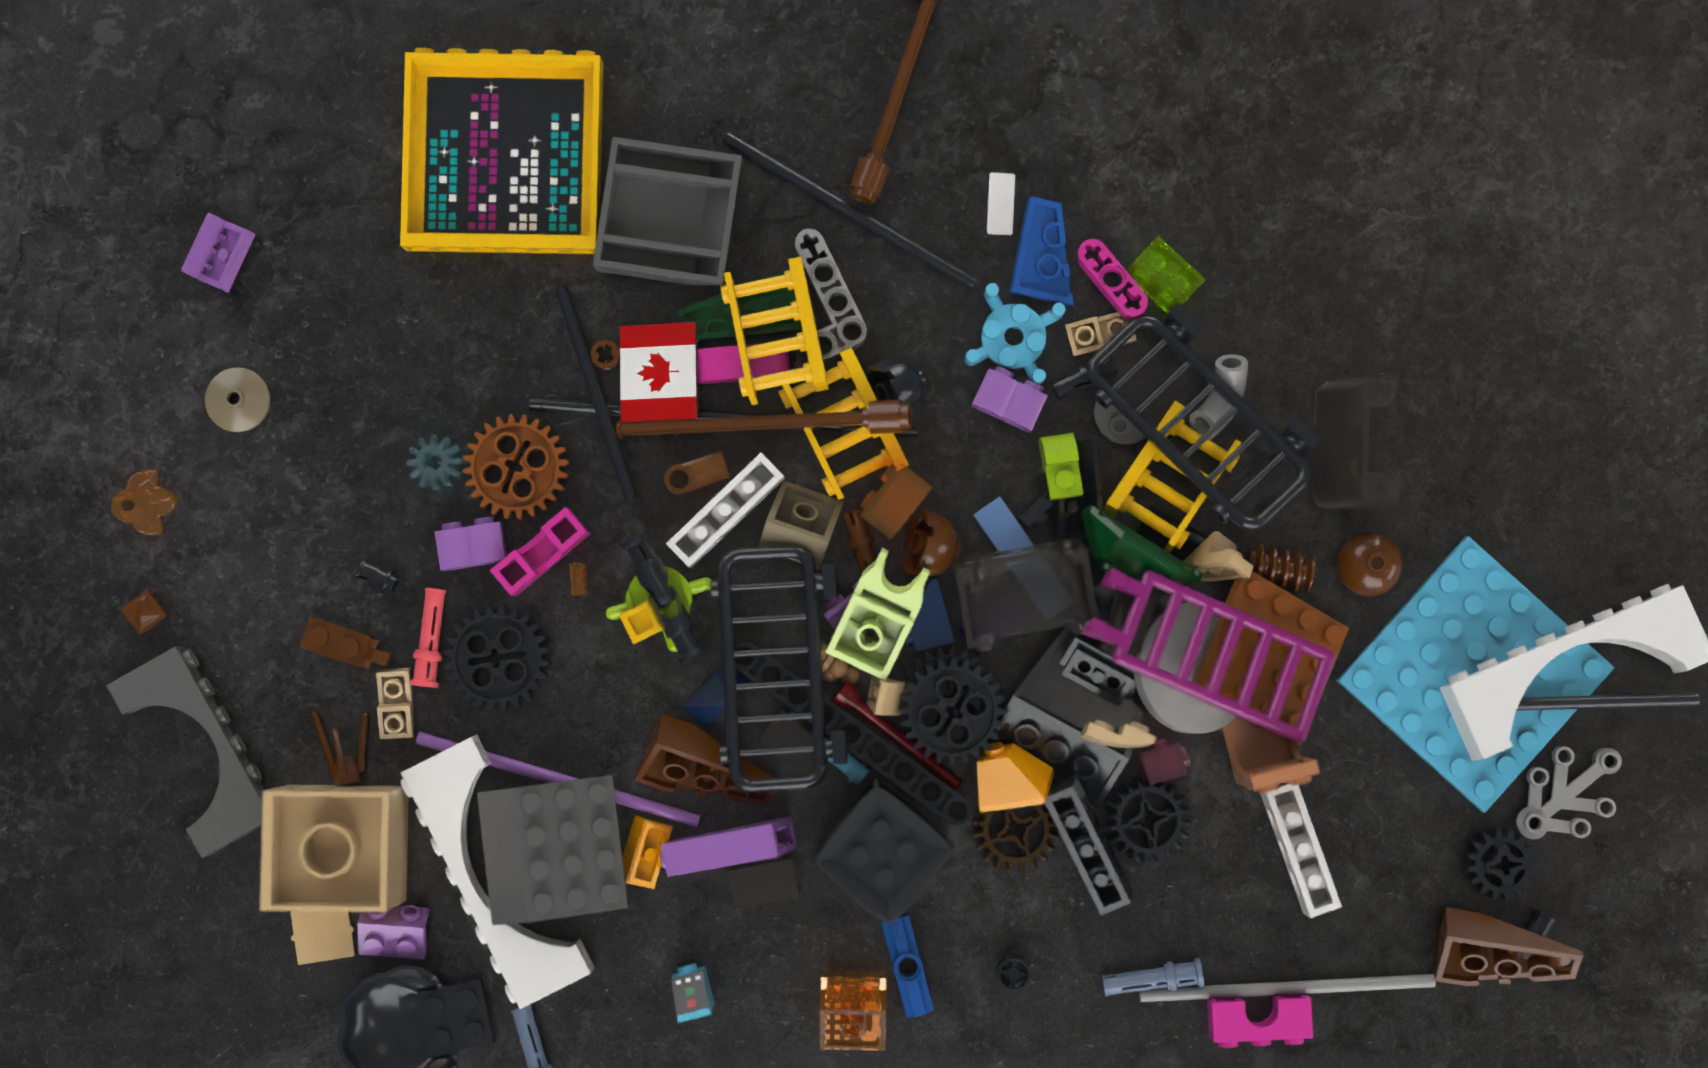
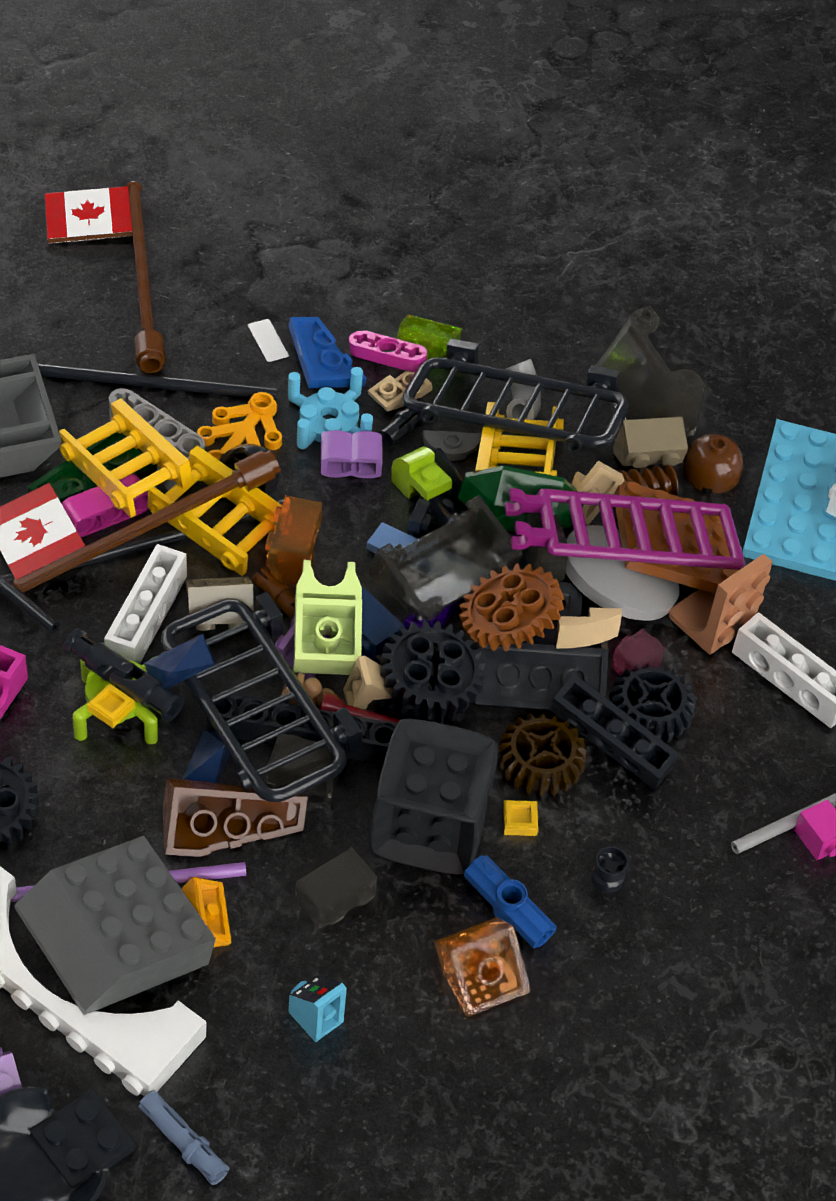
camera: 30 degrees left, 35 degrees down
(578, 579) = (33, 711): clear orange tile -> none
(700, 472) = (99, 598): clear orange piece -> none
(719, 609) = (181, 662): none -> dark blue slope
(729, 846) = (276, 869): medium lavender slope -> none
(854, 769) = (364, 765): medium azure pin -> none
(918, 320) = (259, 408): none -> light orange plant
(930, 544) = (334, 562): reddish brown cylinder -> none
(964, 878) = (520, 818): none -> yellow tile
(1011, 778) = (512, 702): light orange slope -> none
(1052, 655) = (511, 607): none -> dark orange gear
(1168, 976) = (750, 817): sand blue pin -> none
(1311, 530) = (651, 442): none -> dark tan slope

